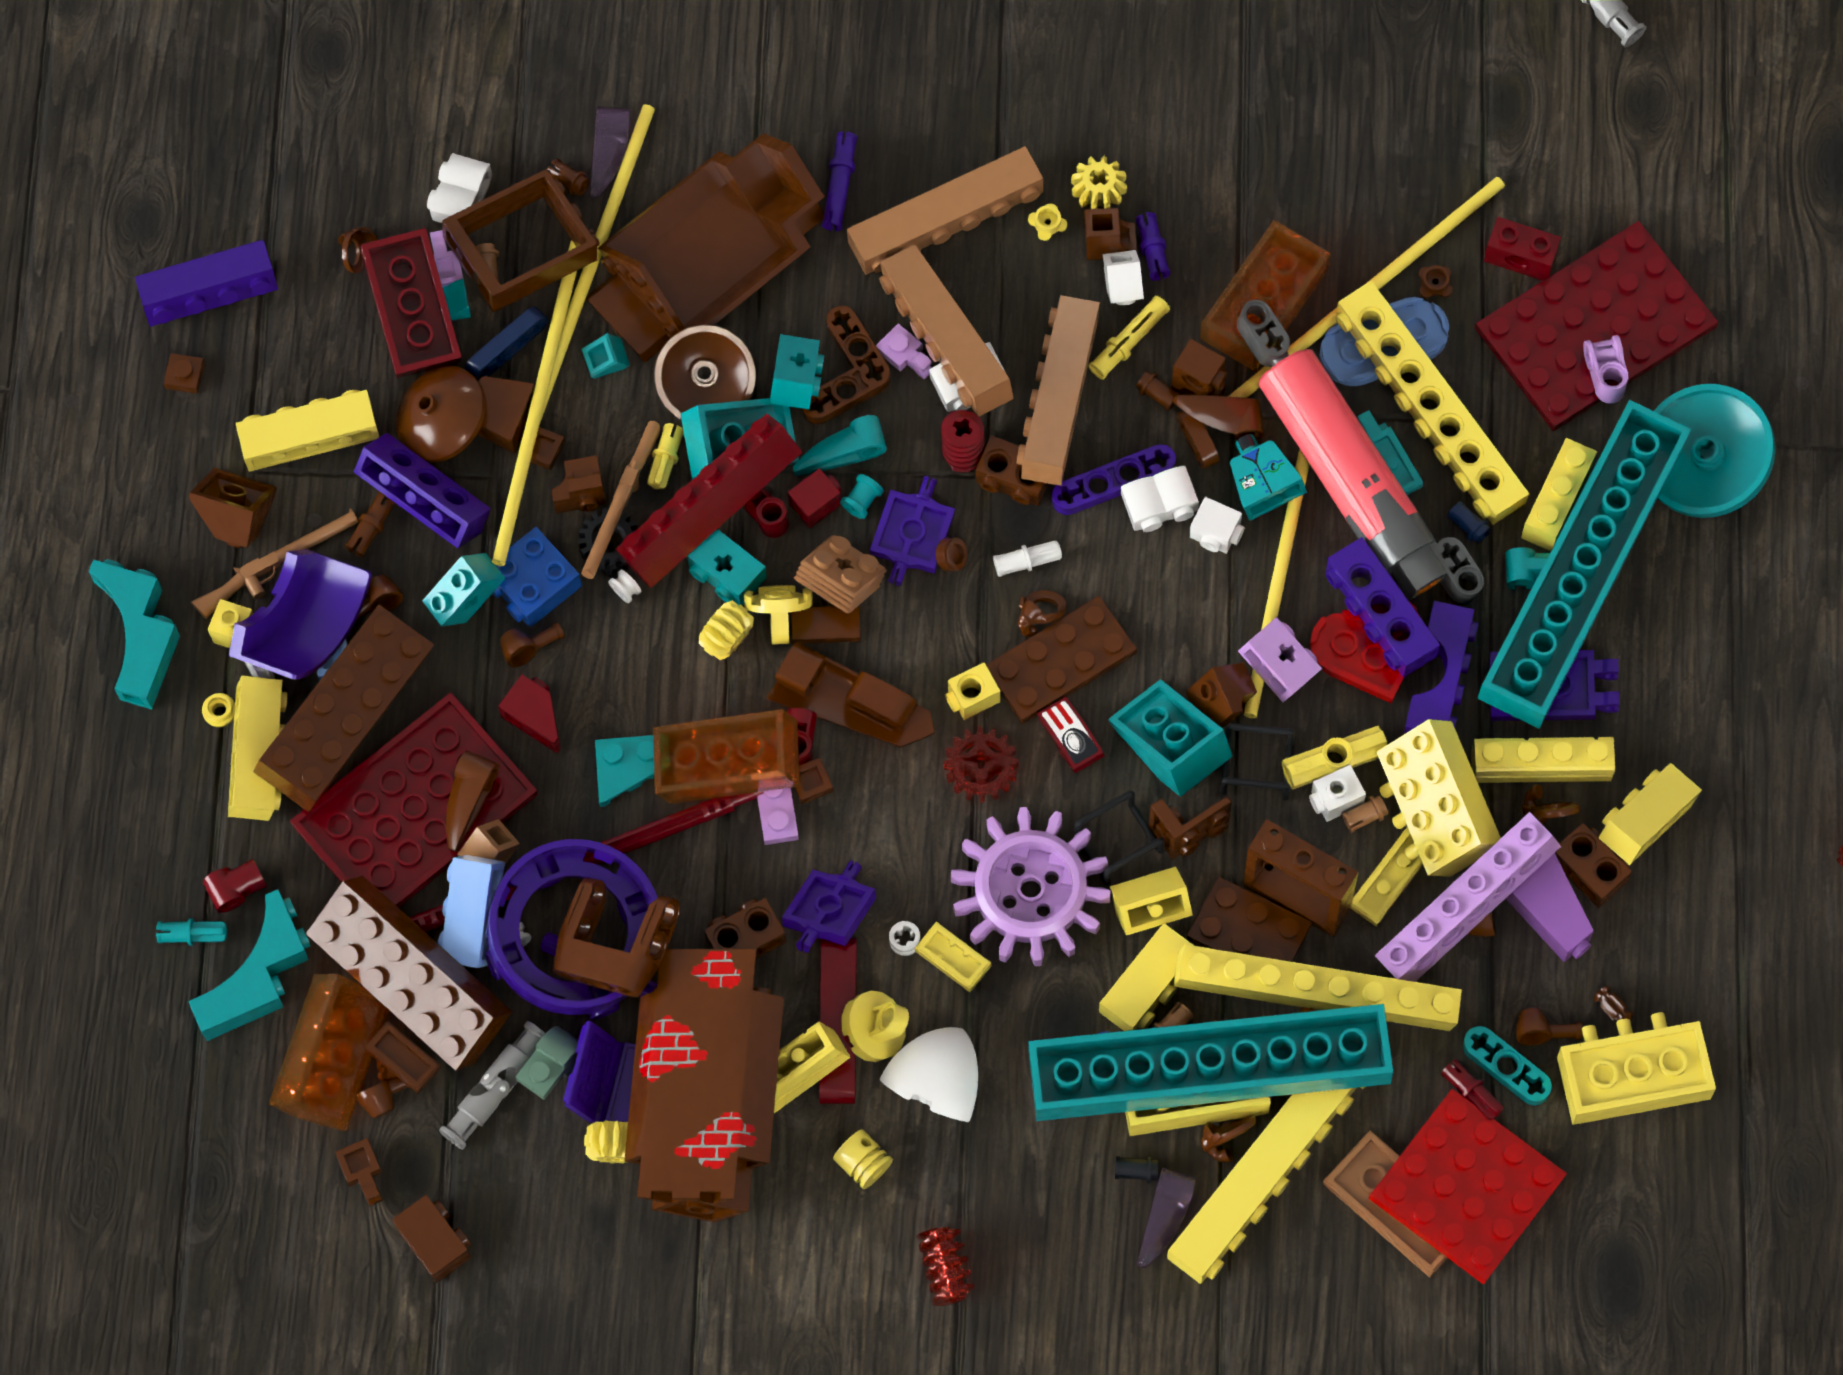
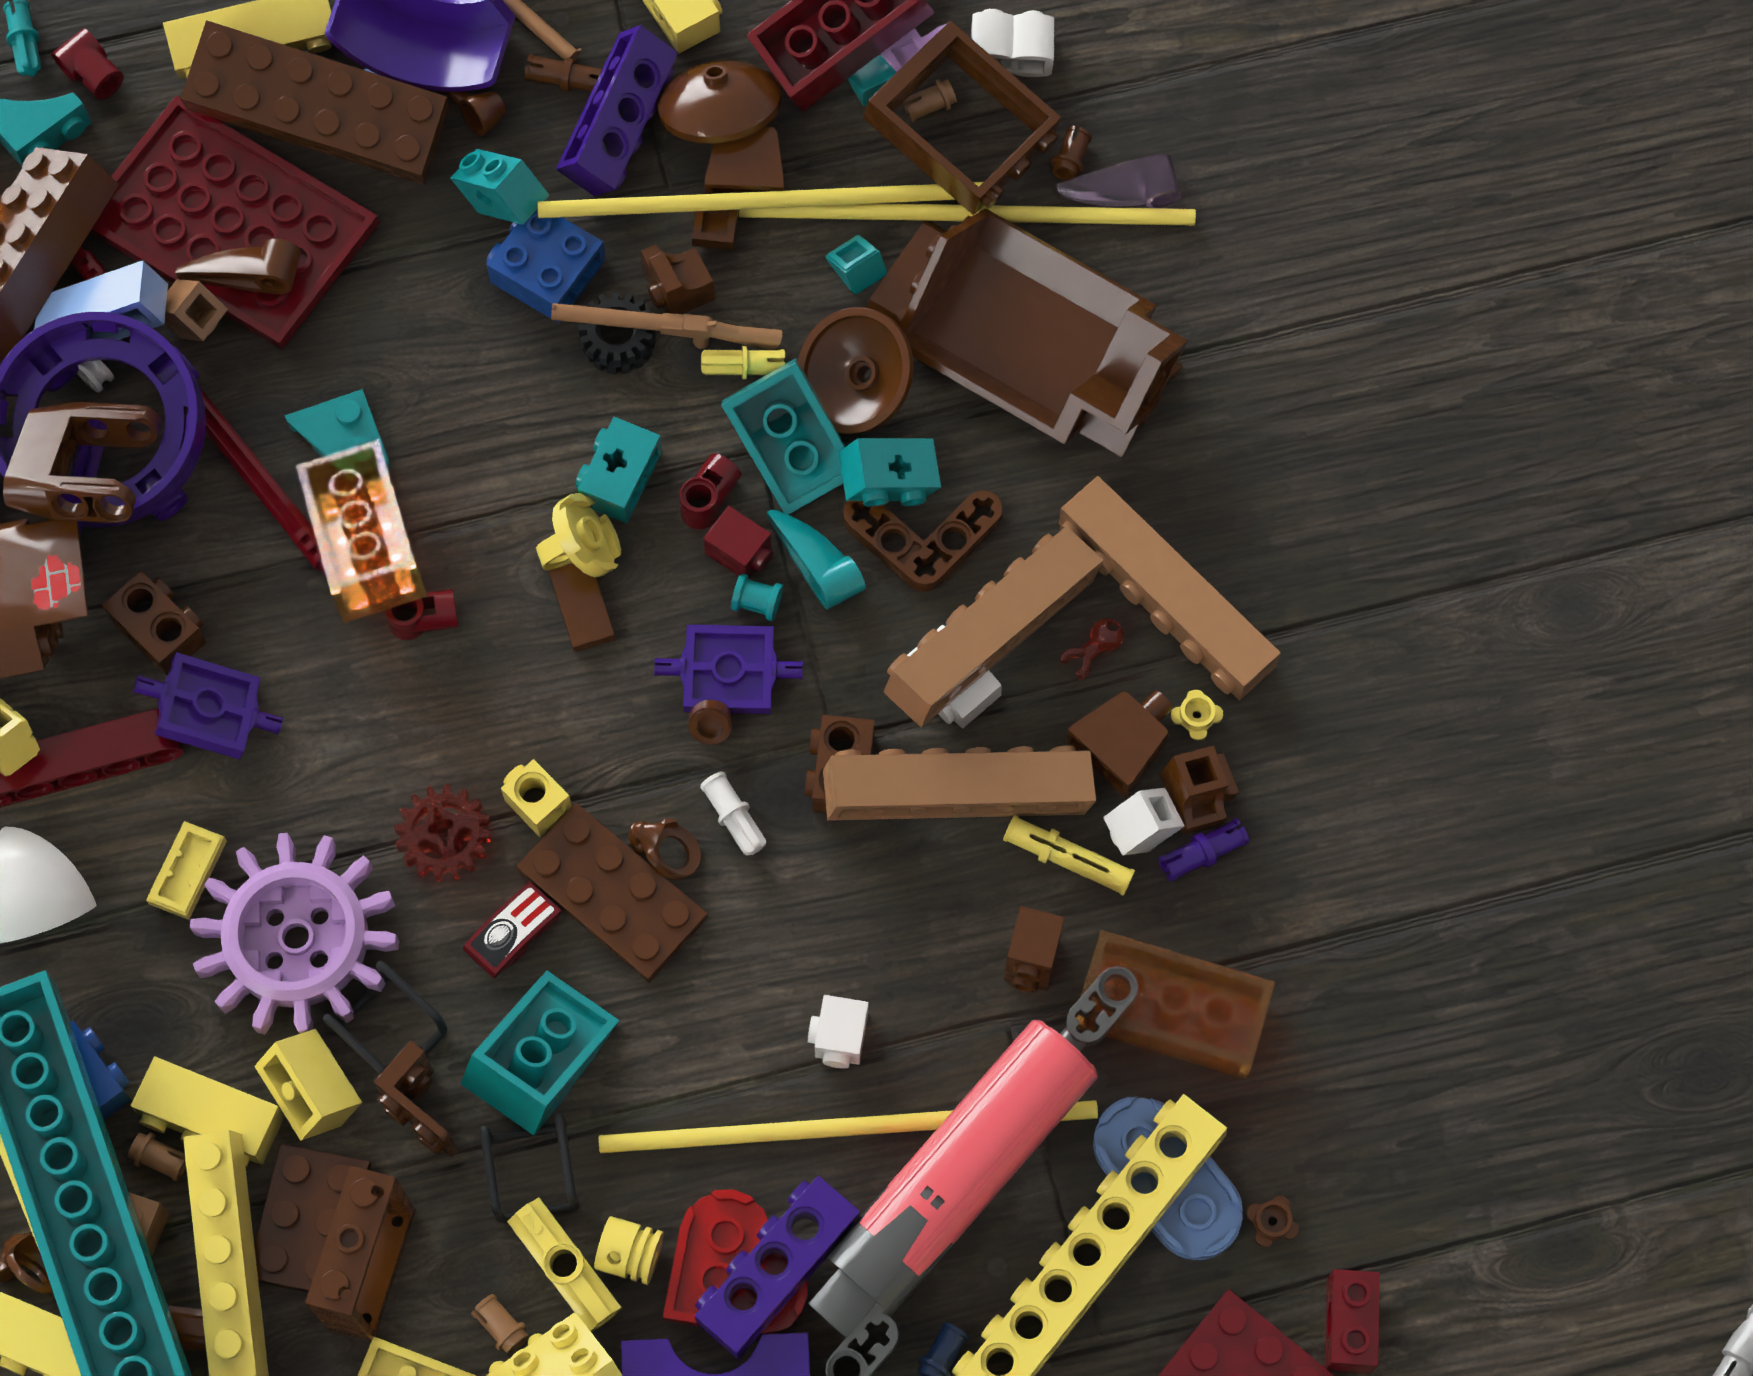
camera: 70 degrees right, 0 degrees up
(507, 343) = (834, 149): dark blue beam -> none
(521, 649) = (455, 276): reddish brown bar -> none
(532, 711) = (377, 312): dark red slope -> none
(624, 586) = (564, 365): white bush -> none
(708, 500) = (685, 417): dark red brick -> none
(726, 630) = (531, 488): light yellow gear -> none
(777, 816) = (320, 622): lavender plate -> none
(813, 781) = (372, 643): reddish brown plate -> none
(840, 573) = (620, 606): medium nougat brick -> none
(841, 170) = (1169, 455): dark purple pin -> none
(849, 698) = (489, 660): reddish brown panel -> none
(874, 1025) = (68, 799): light yellow tile -> none
(897, 930) = (189, 798): white bush -> none
(903, 349) = (965, 585): lavender plate -> none
(962, 440) = (857, 685): dark red piece -> none
(970, 268) = (1100, 640): none -> clear red arm
(1053, 272) = (1123, 738): none -> reddish brown torso
(1097, 174) = (1281, 768): light yellow gear -> none
(1110, 474) = (866, 893): dark purple beam -> none
(1156, 390) = (1006, 909): reddish brown pin -> none
(1160, 499) = (857, 951): white brick -> none
(1198, 440) = (955, 975): reddish brown beam -> none
(1222, 692) = (610, 1097): reddish brown brick -> none
(1224, 413) = (990, 998): reddish brown piece -> none
(1263, 656) = (652, 1173): lavender brick -> none
(1264, 477) = (922, 1069): teal torso -> none
(1337, 710) = (628, 1250): none -> light yellow piece
(1337, 793) = (515, 1280): white brick -> none
(1386, 275) = (1253, 1149): light yellow piece -> none
(1392, 452) = (1003, 1223): teal hinge -> none

